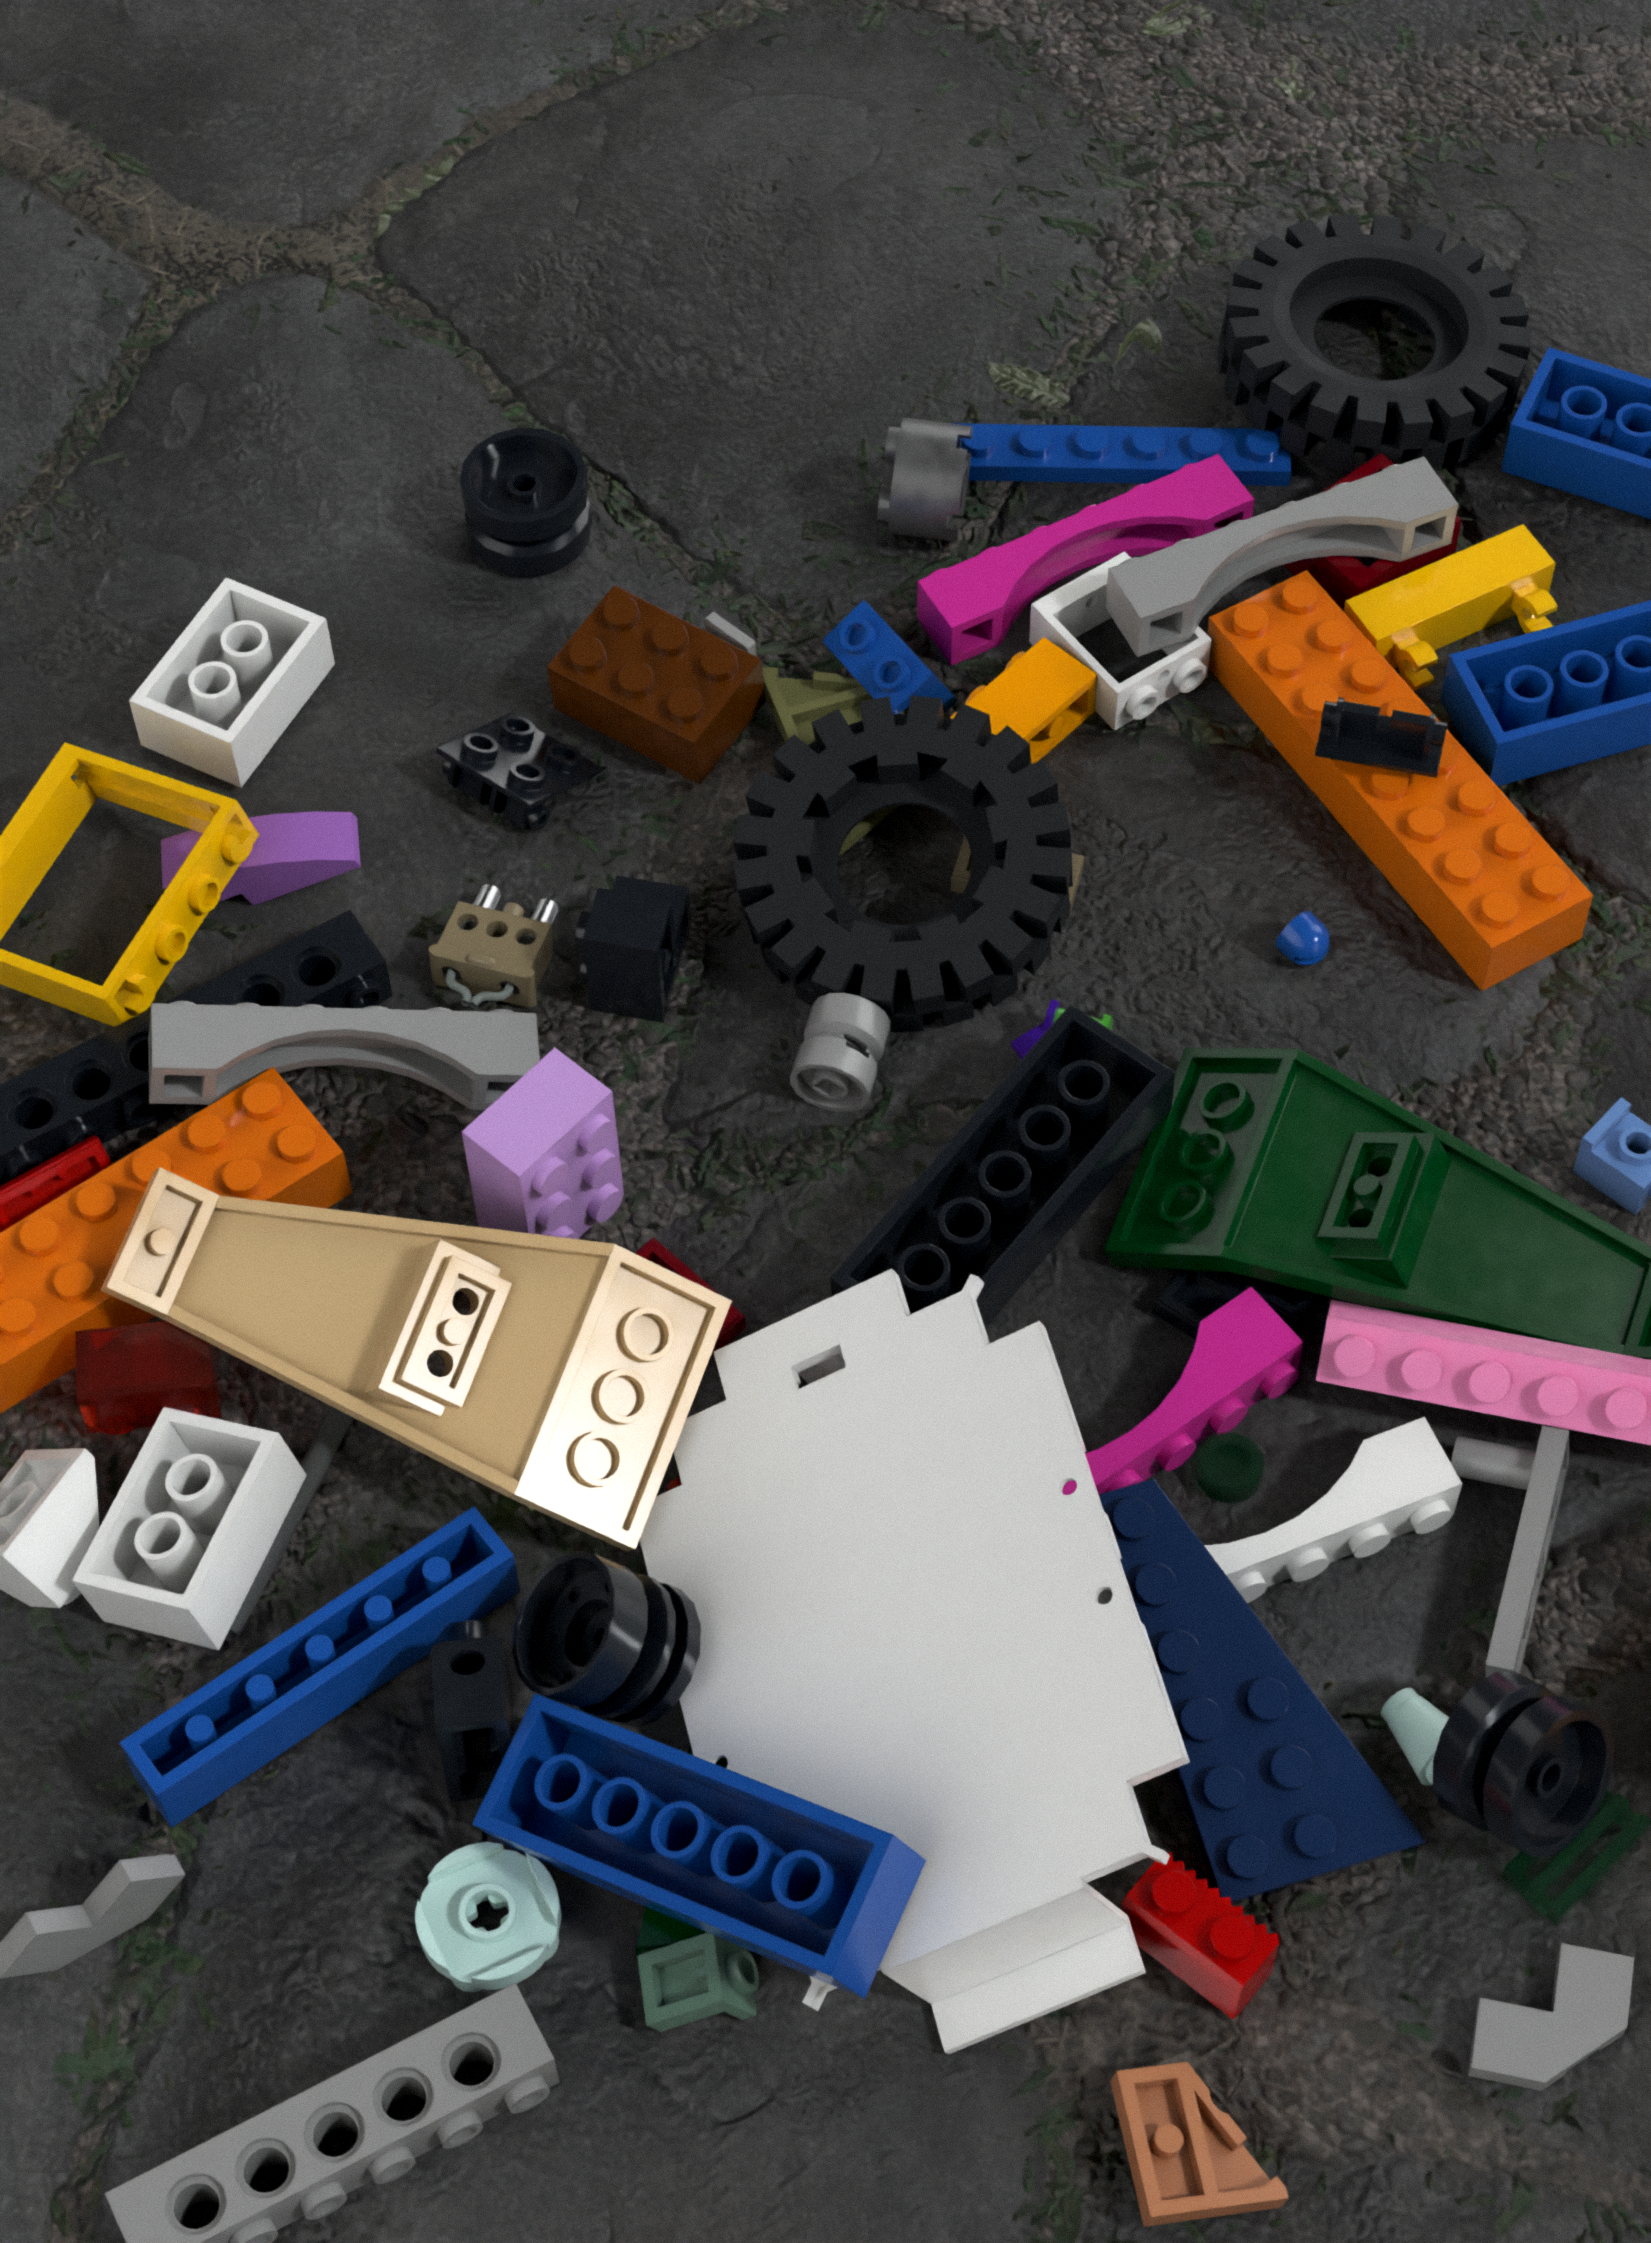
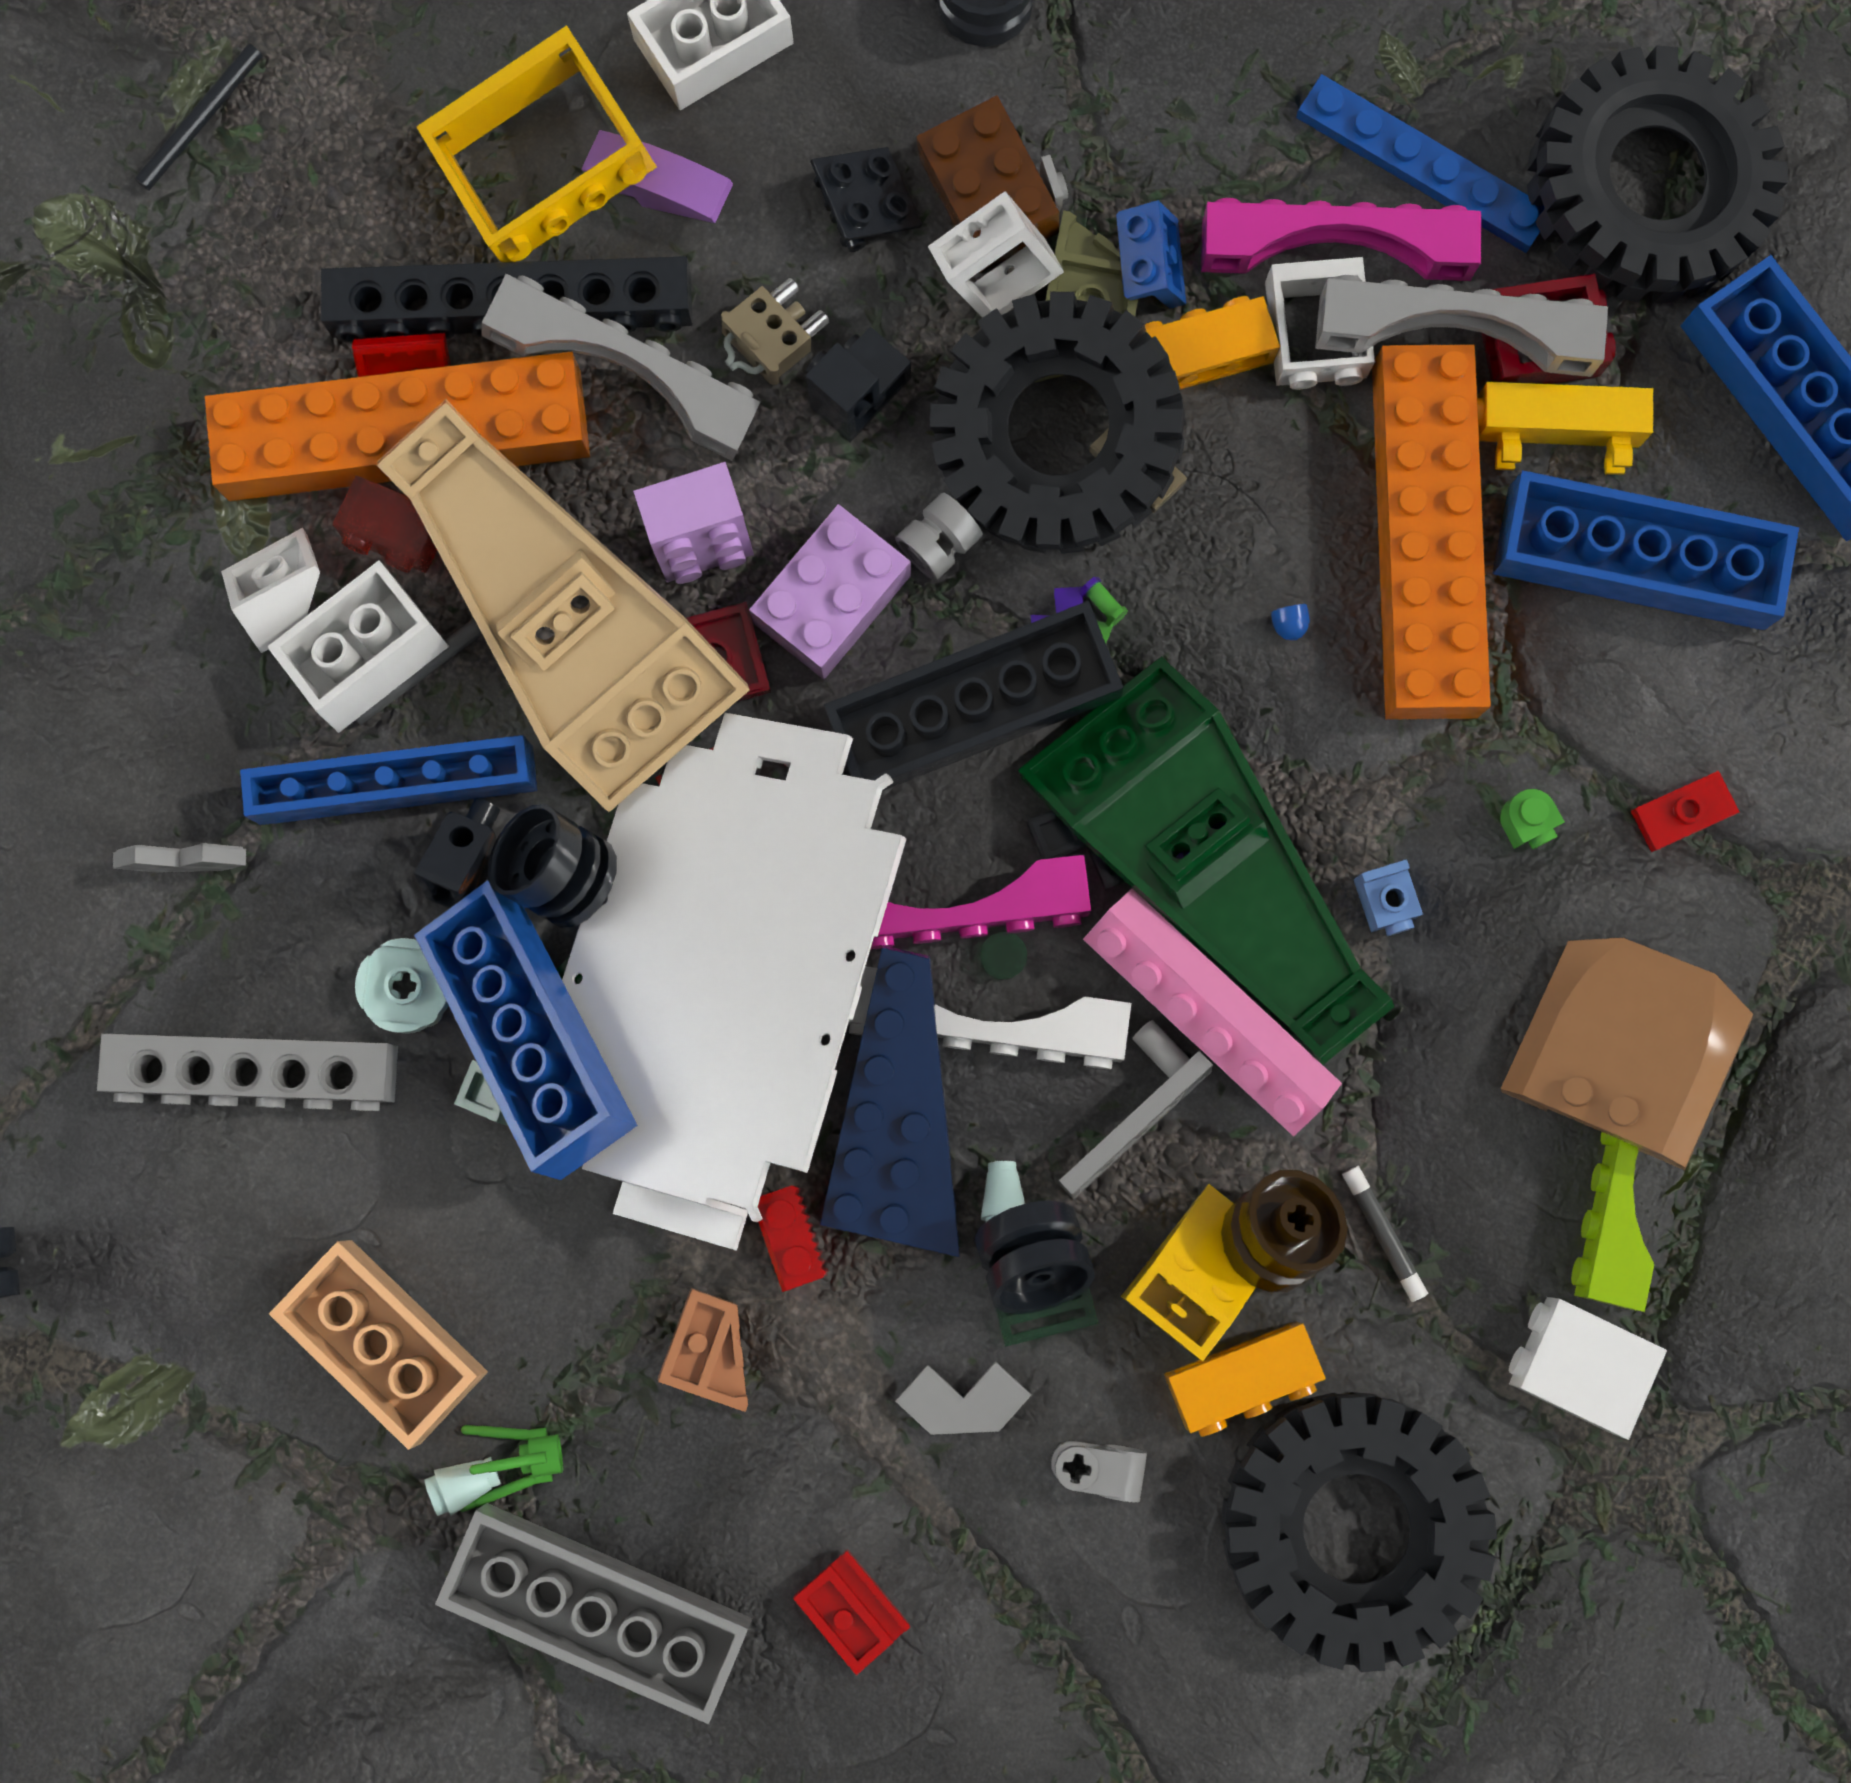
camera: 30 degrees right, 25 degrees up
(685, 736) = (1002, 228): none -> white window
(750, 1174) = (831, 591): none -> lavender brick
(926, 478) = (1267, 119): flat silver brick -> none
(1396, 743) = (1424, 515): black hinge -> none

